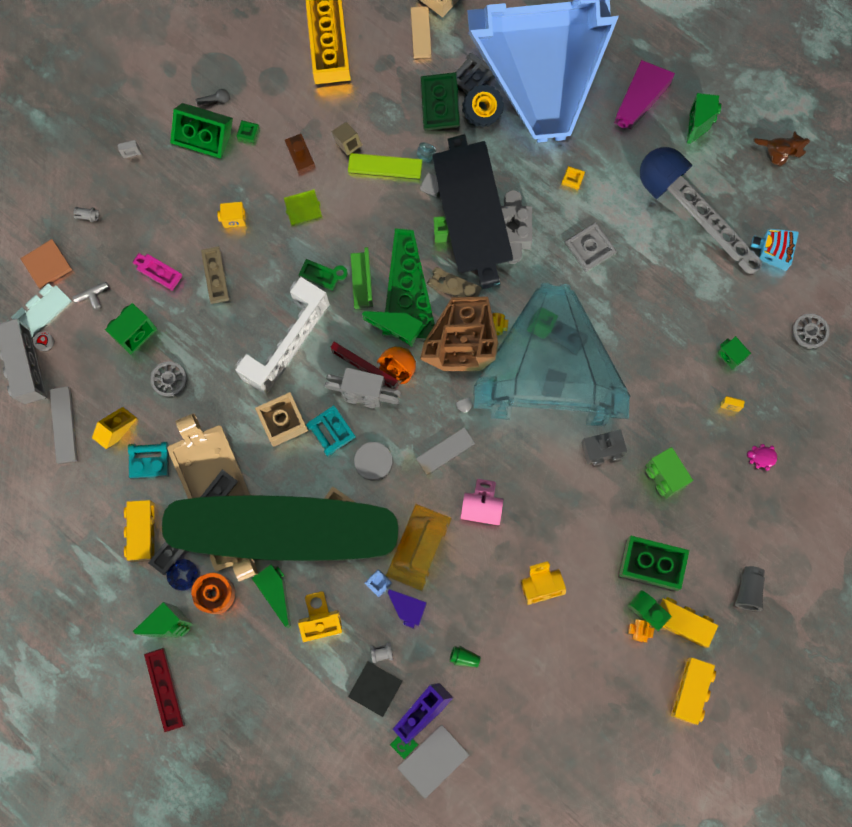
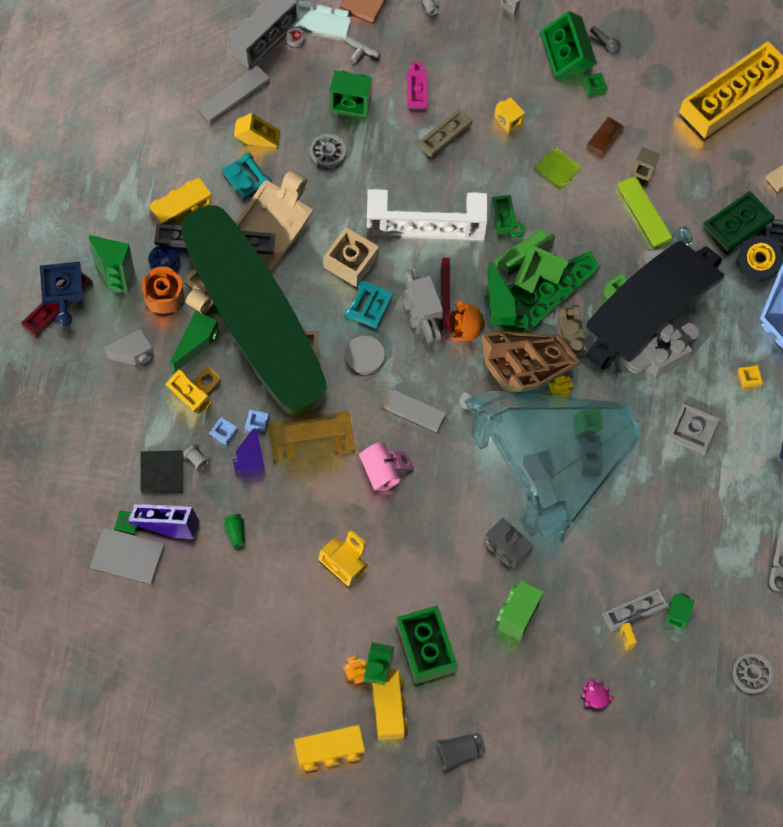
camera: 50 degrees right, 10 degrees down
(165, 674) = (54, 294): none -> dark blue plate
(250, 651) = (130, 349): none -> light grey slope
(369, 616) = (223, 430): none -> light blue tile
(384, 279) = (536, 264): none -> bright green panel
(711, 385) = (635, 609): none -> light grey tile

